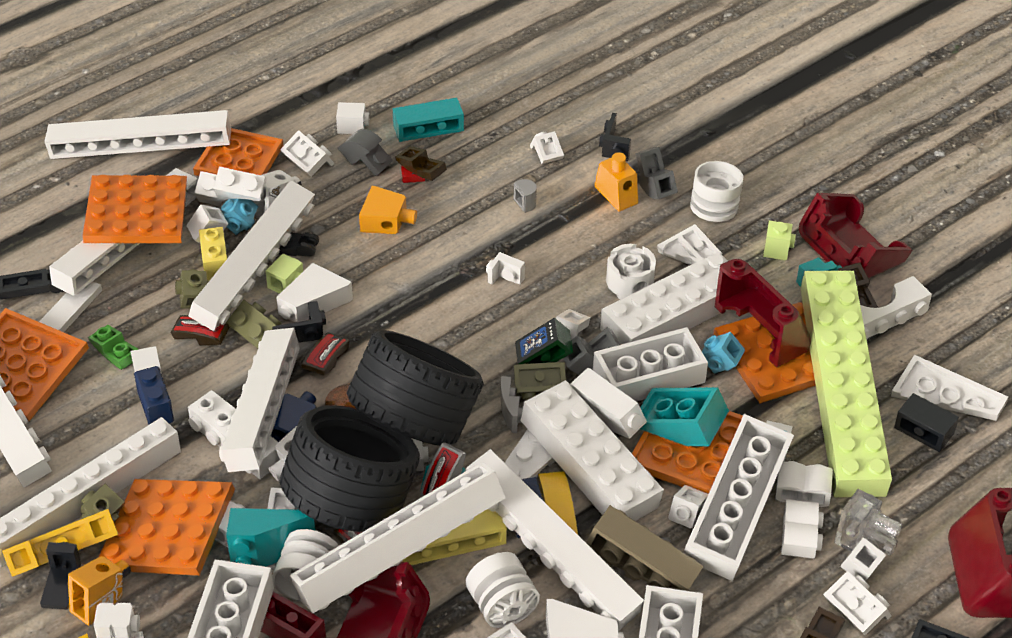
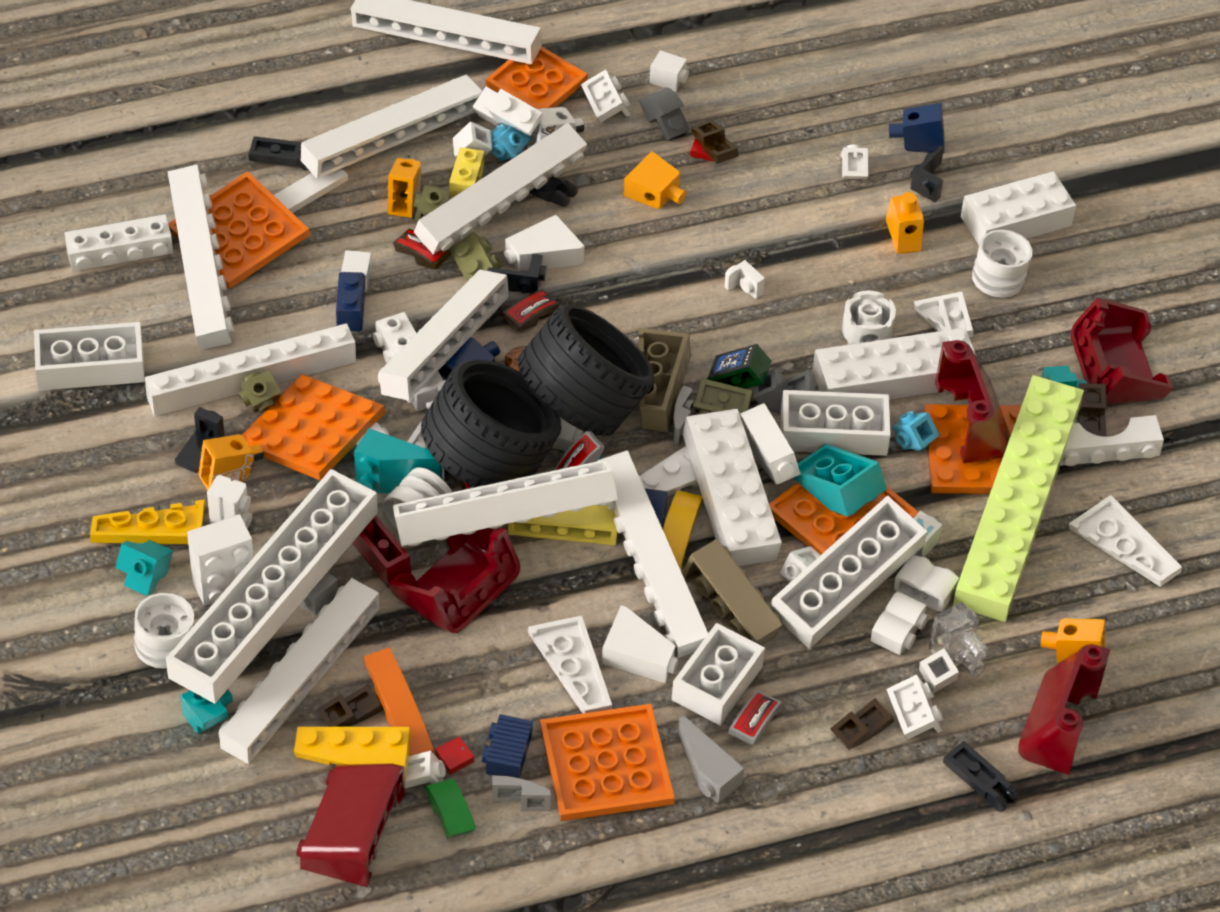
camera: 20 degrees right, 5 degrees up
(82, 532) = (232, 408): yellow slope -> none
(113, 346) = (334, 239): bright green slope -> none
(135, 209) = (407, 107): orange plate -> none
(160, 272) = (403, 177): none -> light orange torso
(283, 273) = (525, 215): yellowish green brick -> none
(428, 119) = (746, 95): teal brick -> none
(475, 351) = (669, 359): none -> dark tan wedge
(502, 589) = (584, 583): white wheel -> none
(525, 194) = (806, 207): light grey brick -> none
(573, 321) = (783, 354): white bracket -> none
(590, 104) = (920, 128): none -> dark blue torso
(653, 177) = (948, 226): dark grey brick -> none
(709, 138) = (1024, 207): none -> white brick
(779, 240) = (1040, 334): yellowish green brick -> none
(926, 422) = (1084, 564): black brick -> none
(963, 490) = (1074, 635): none -> light orange torso

